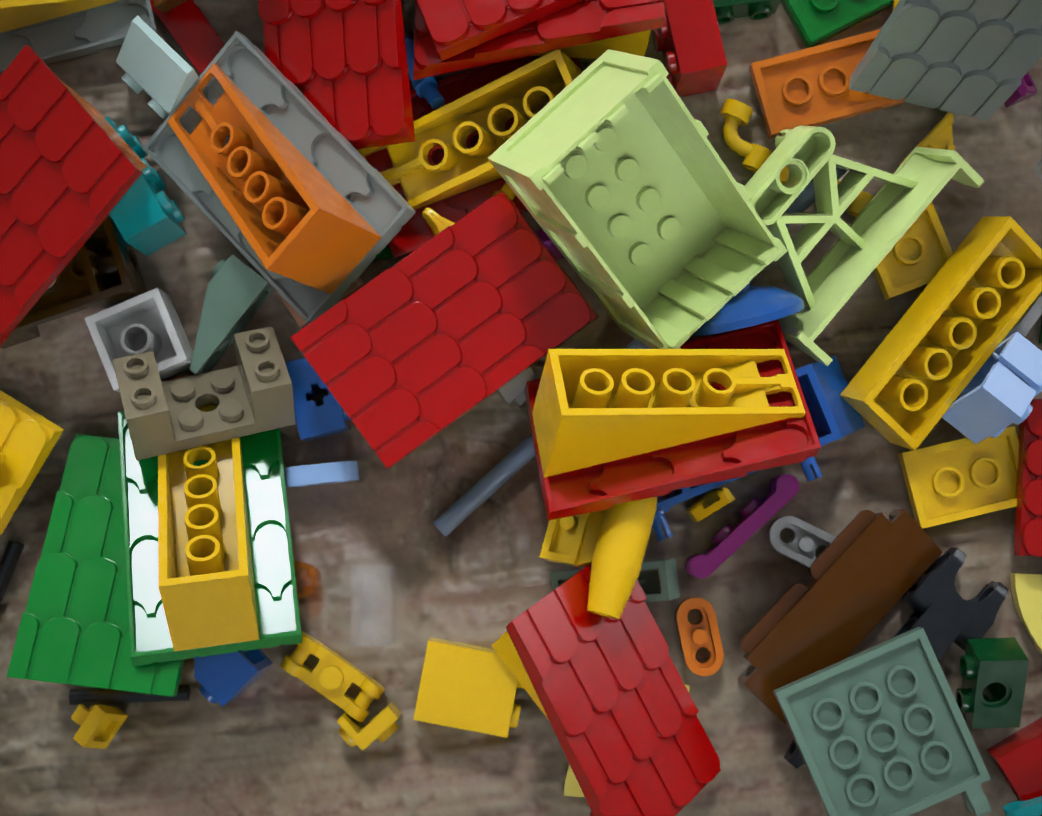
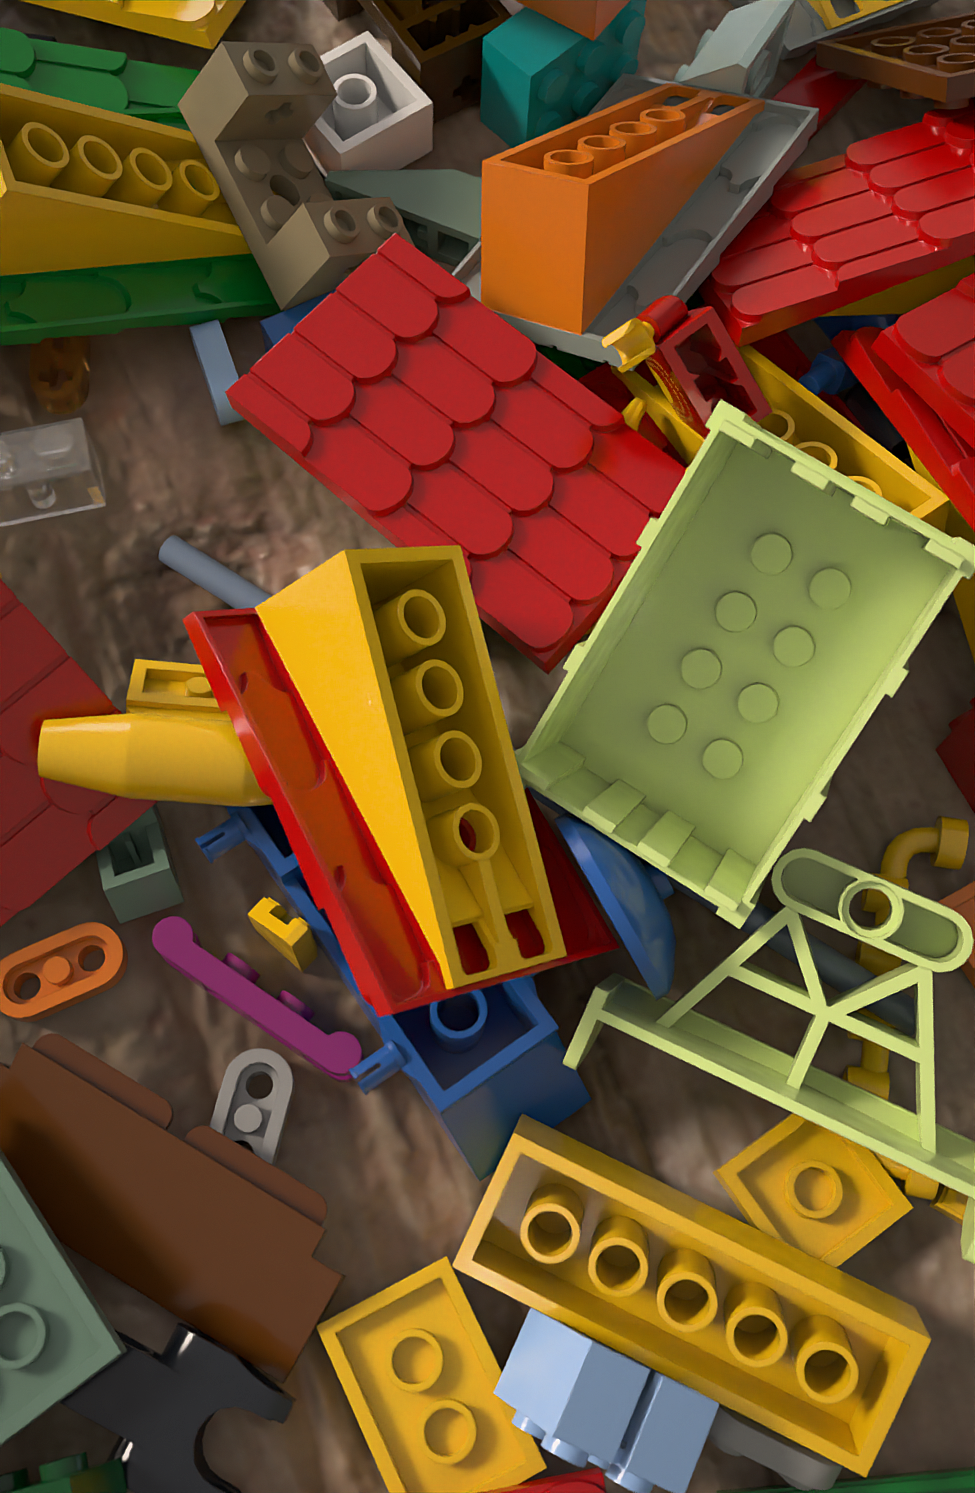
camera: 70 degrees right, 15 degrees down
(442, 172) = (689, 360): none -> red torso

